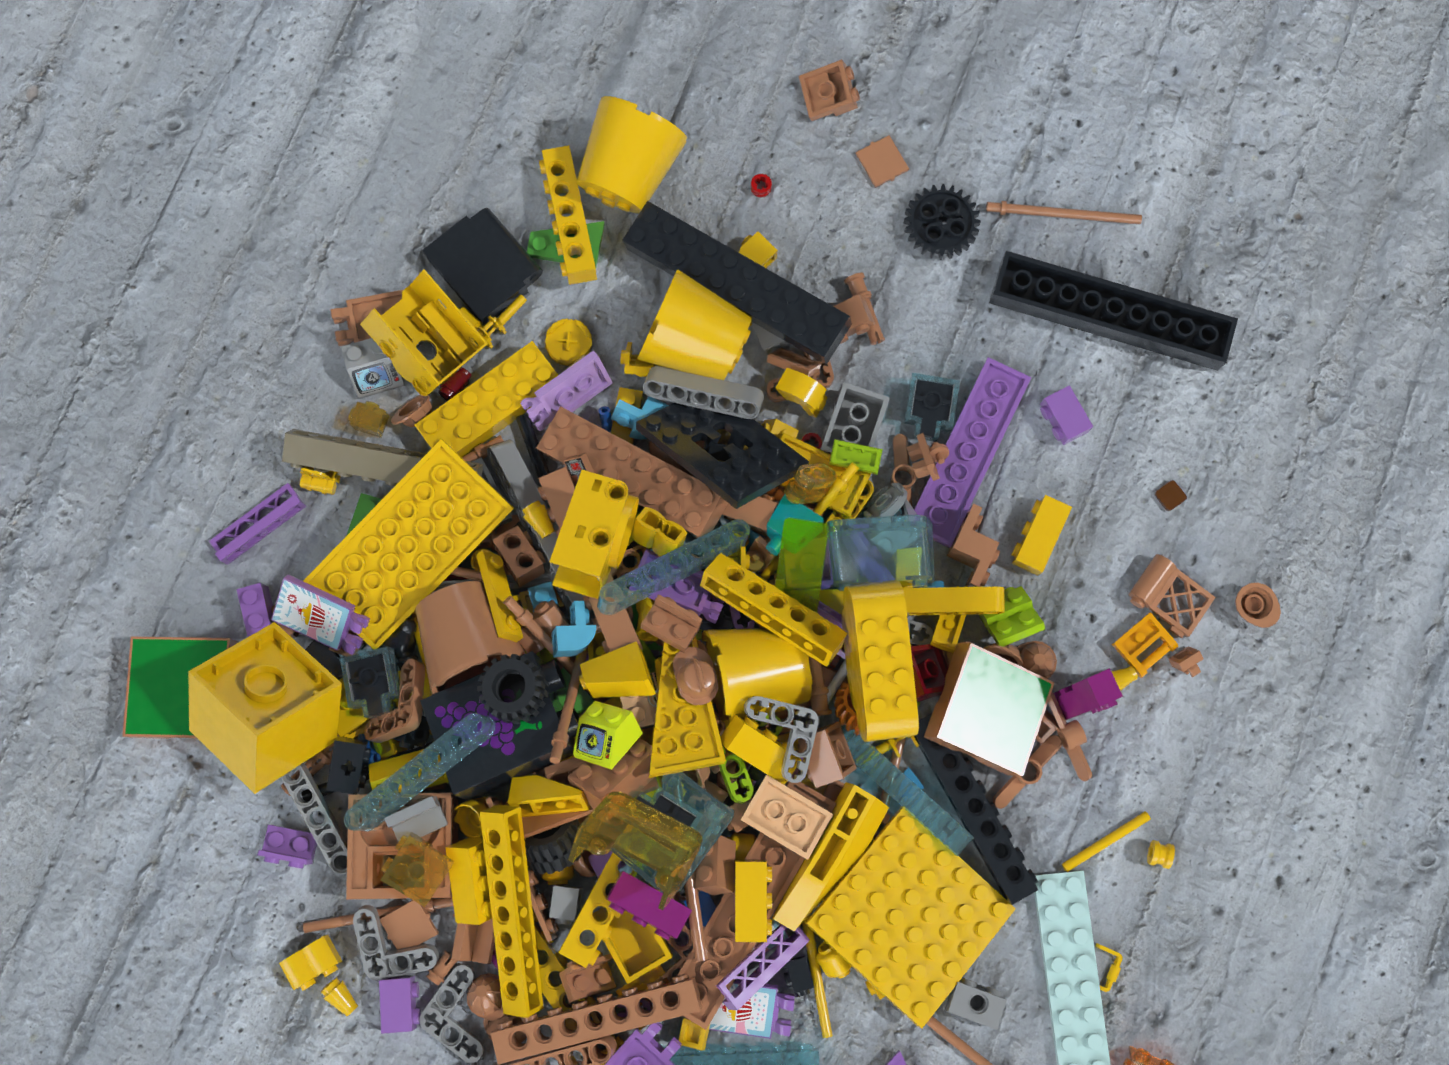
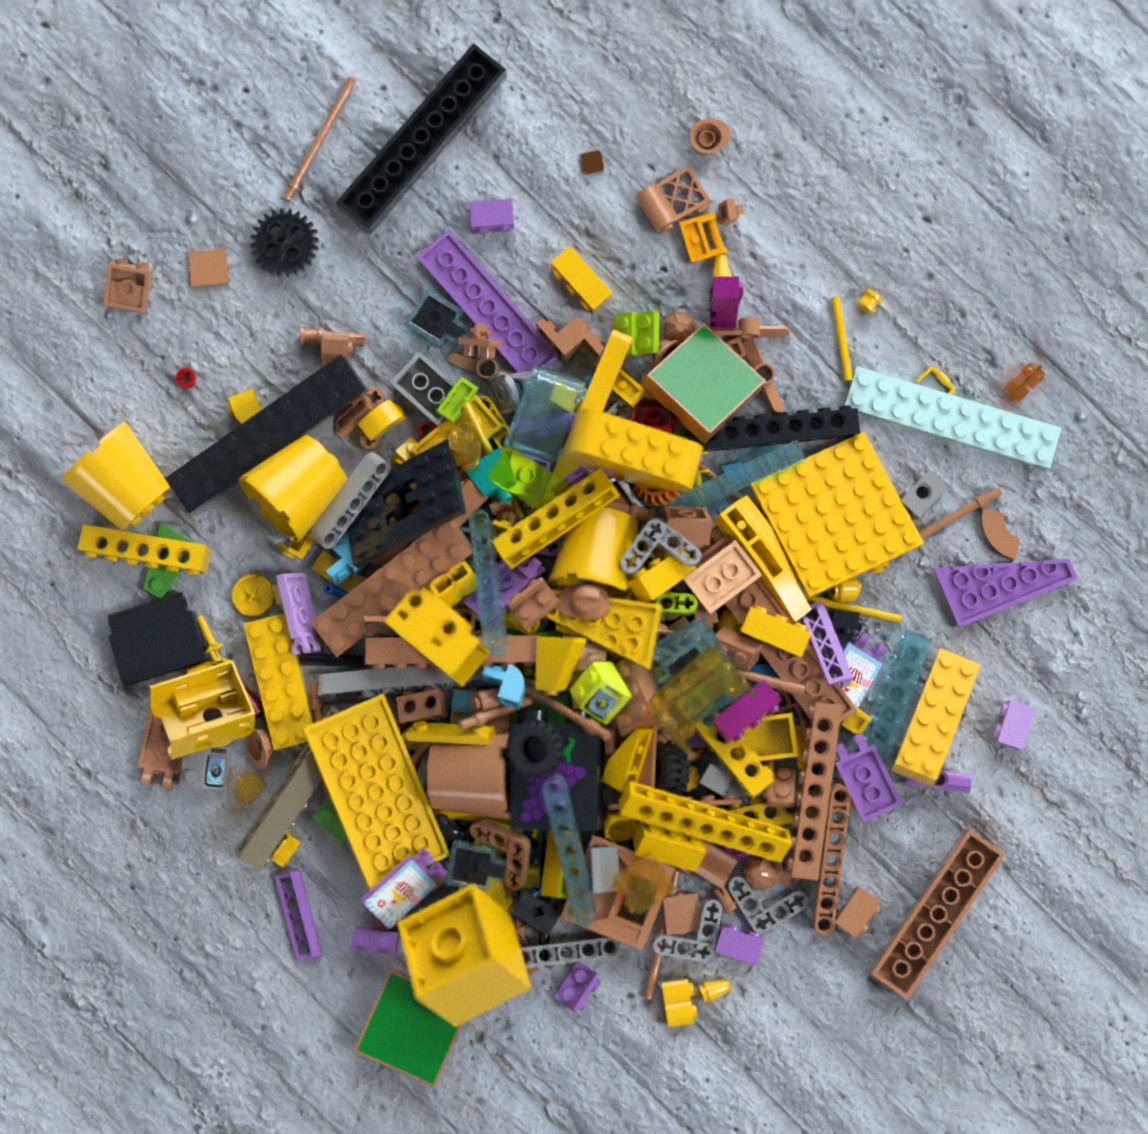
camera: 70 degrees left, 5 degrees up
(538, 518) = (399, 677): yellow cone -> none

